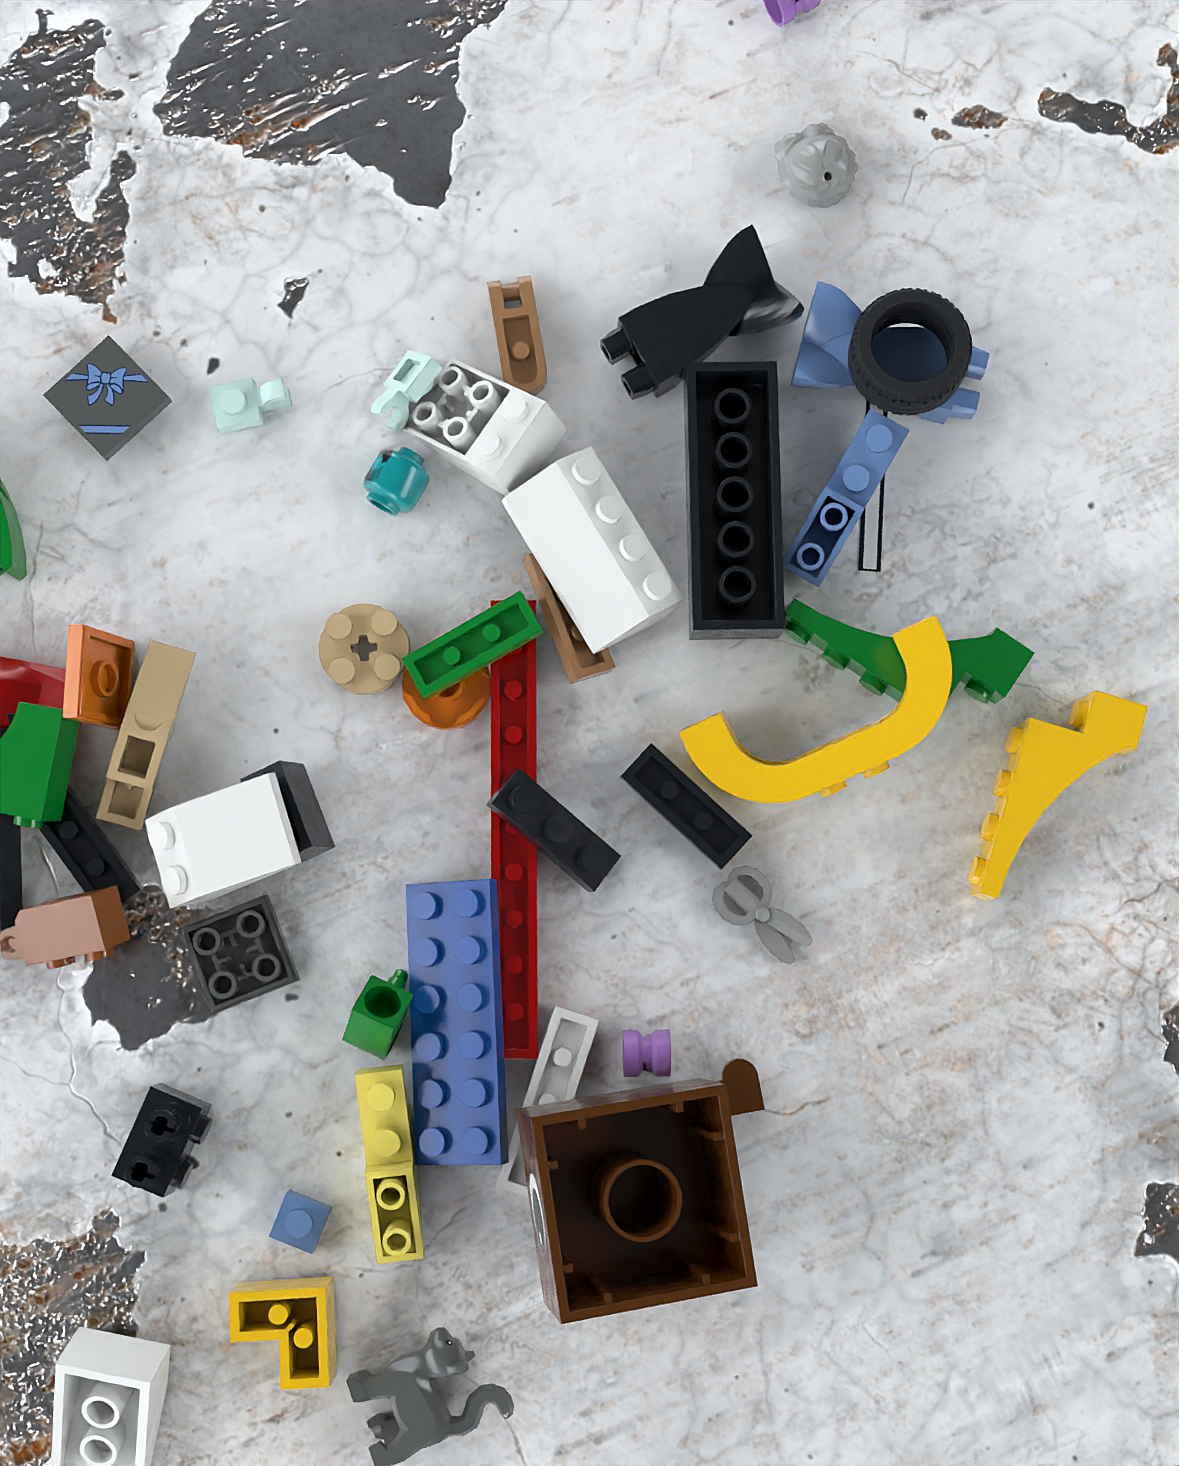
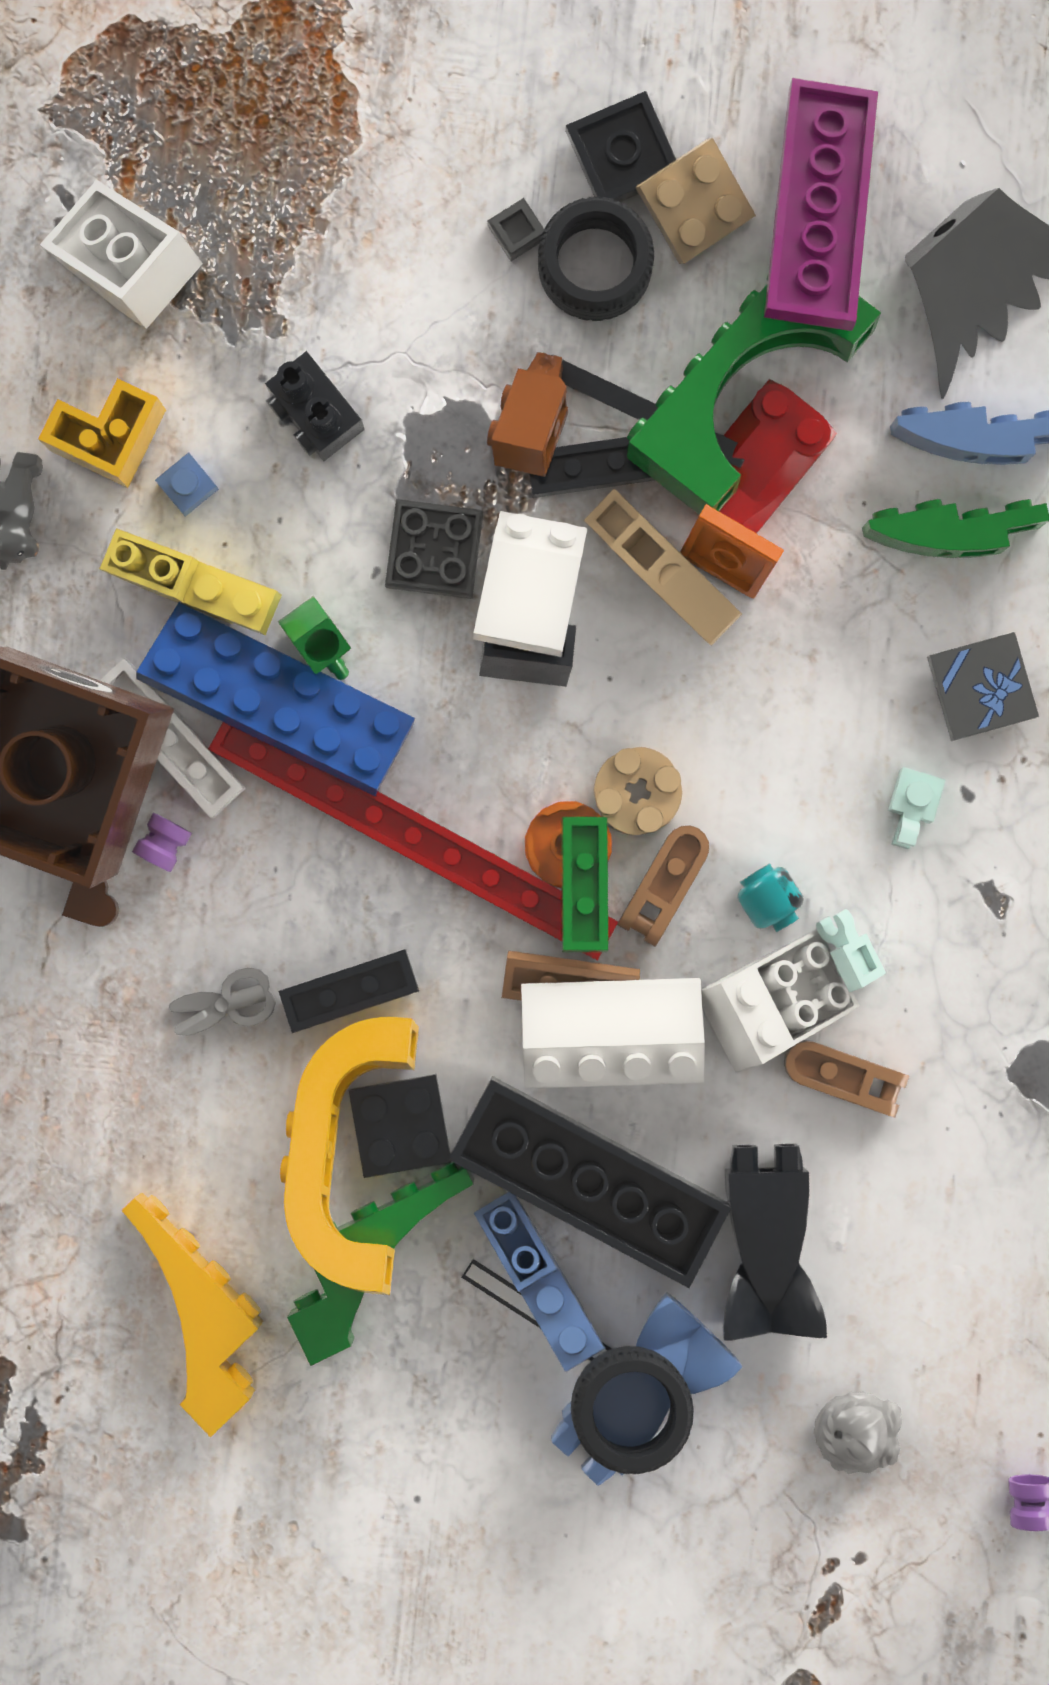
camera: 120 degrees right, 5 degrees up
(432, 578) = (666, 882): none -> medium nougat plate
(553, 830) = (389, 866): black plate -> none
(779, 696) = (400, 1125): none -> black plate

